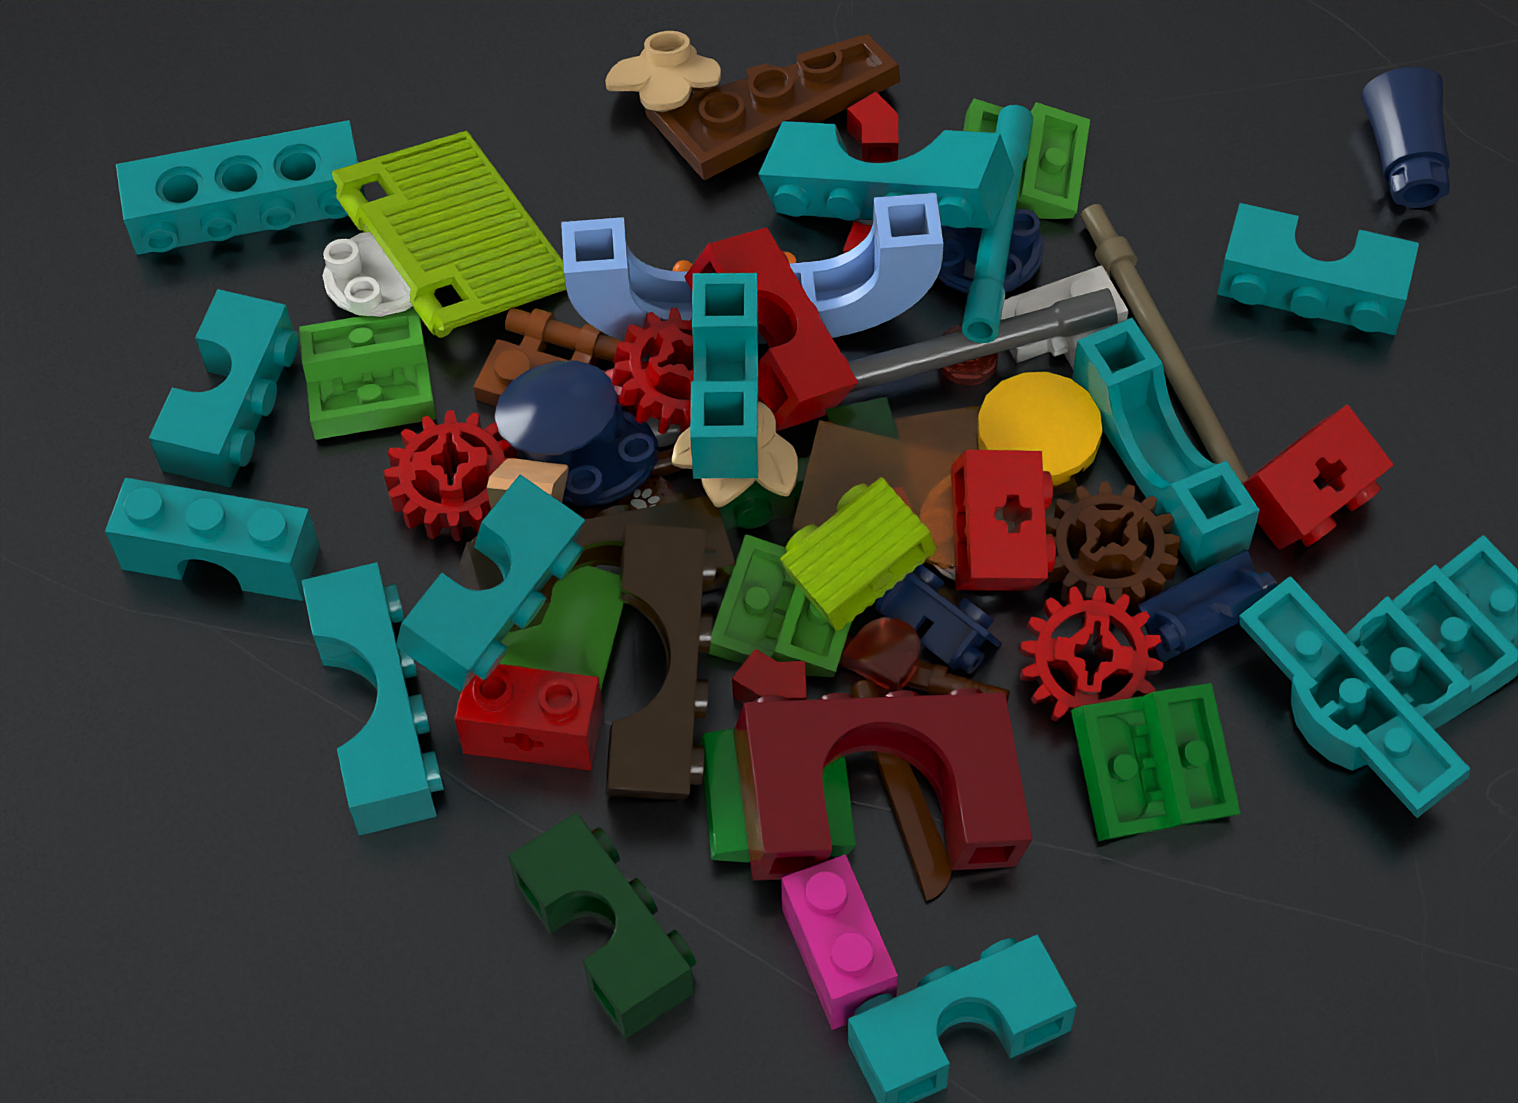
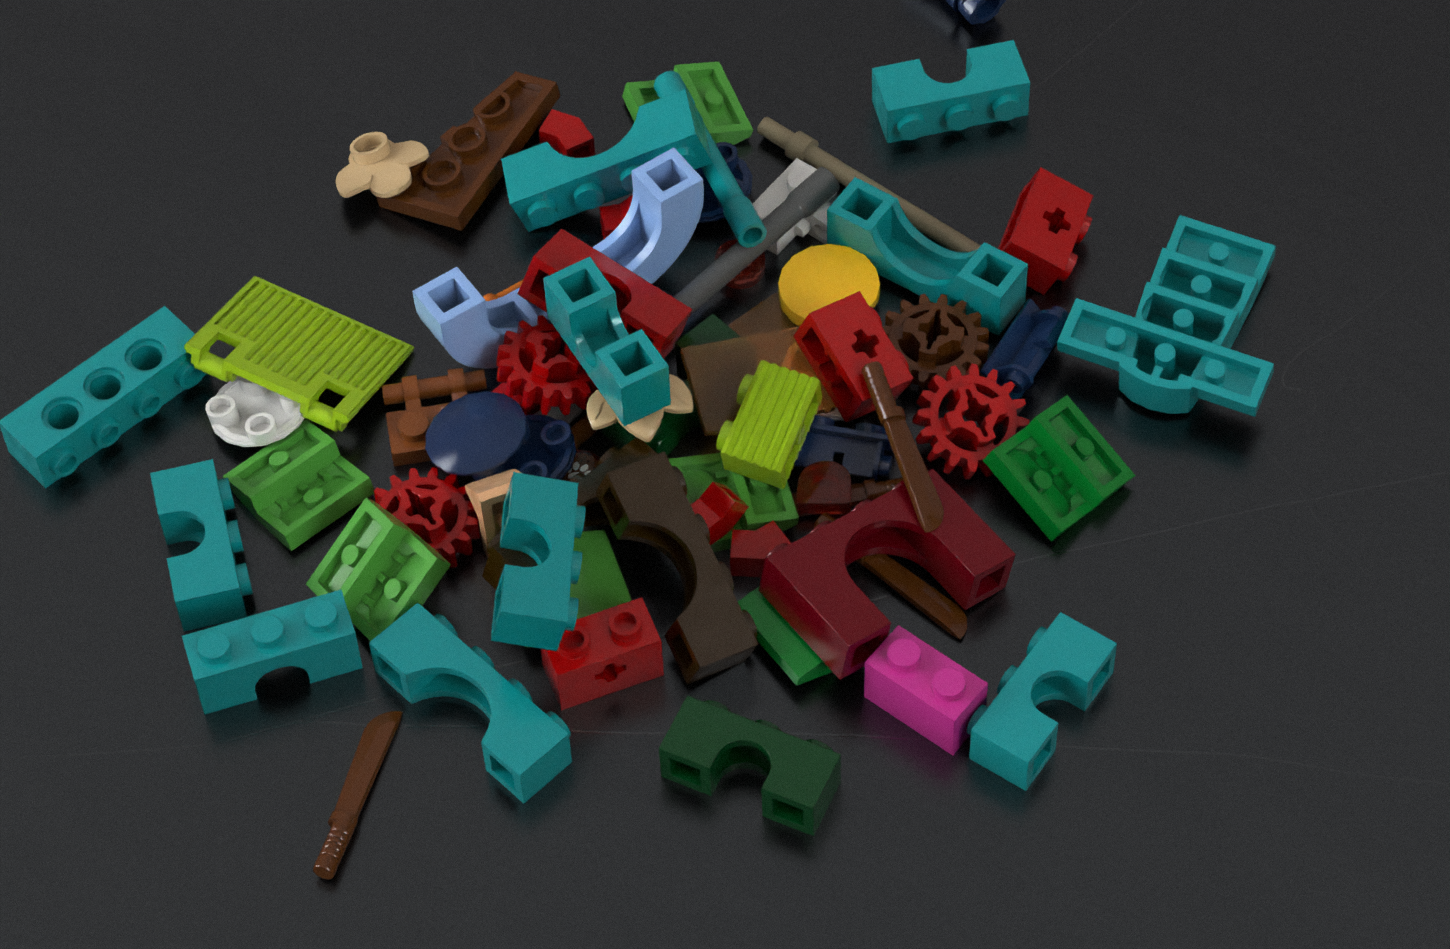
camera: 30 degrees left, 5 degrees down
(211, 724) = (359, 780): none -> reddish brown piece
(368, 504) = (378, 568): none -> bright green slope
(745, 621) = (720, 509): none -> red piece
(976, 682) = (910, 463): none -> reddish brown piece

